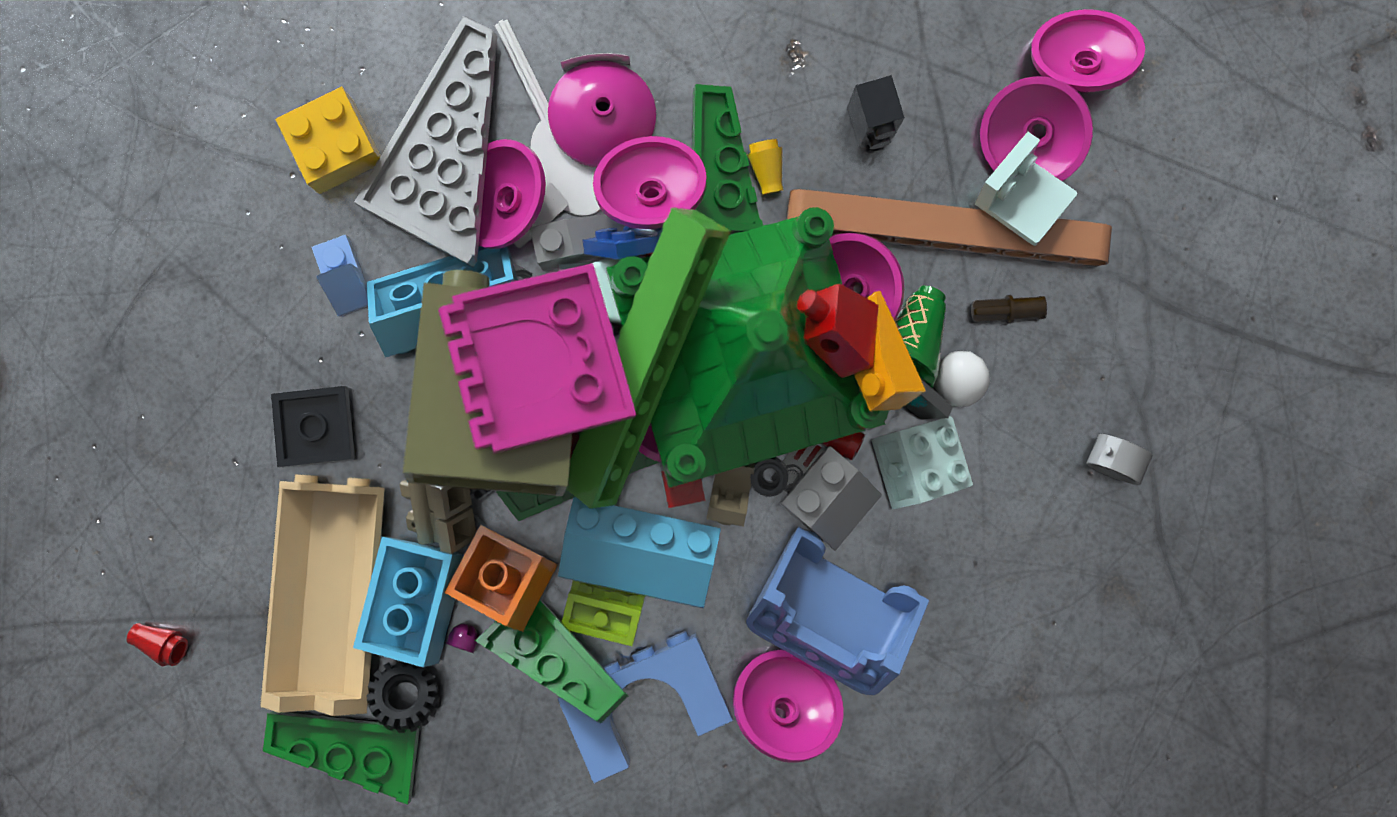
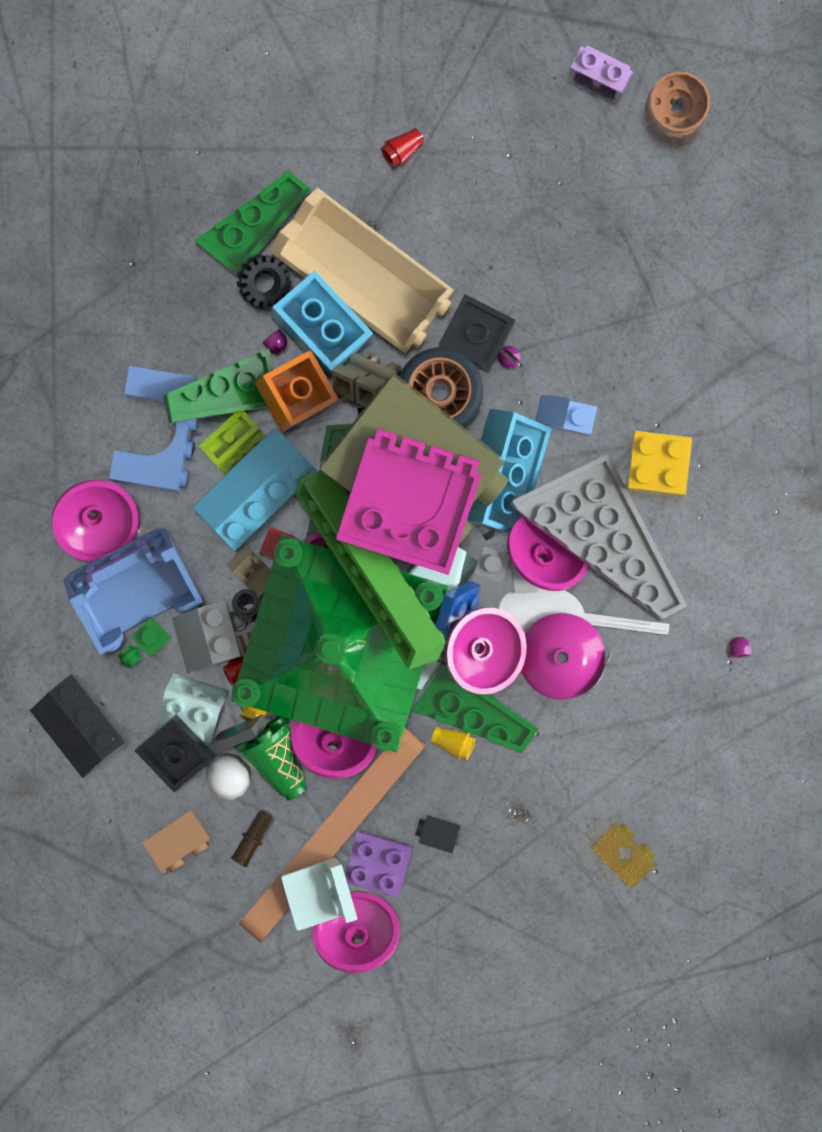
camera: 130 degrees right, 0 degrees up
(325, 375) = (505, 362): none -> magenta hinge
(371, 419) = (450, 370): none -> wheel
(840, 328) = (307, 705): red torso -> none
(873, 559) = (149, 637): none -> green plate
(893, 377) = (270, 720): light orange slope -> none
(944, 161) = (378, 863): none -> medium lavender hinge
(978, 448) = (175, 753): none -> black plate
(1015, 572) = (78, 725): none -> black slope
(1067, 384) = (177, 841): none -> medium nougat brick
(1088, 50) = (400, 1010): dark pink dish -> none
(1119, 459) = (106, 840): light grey piece -> none

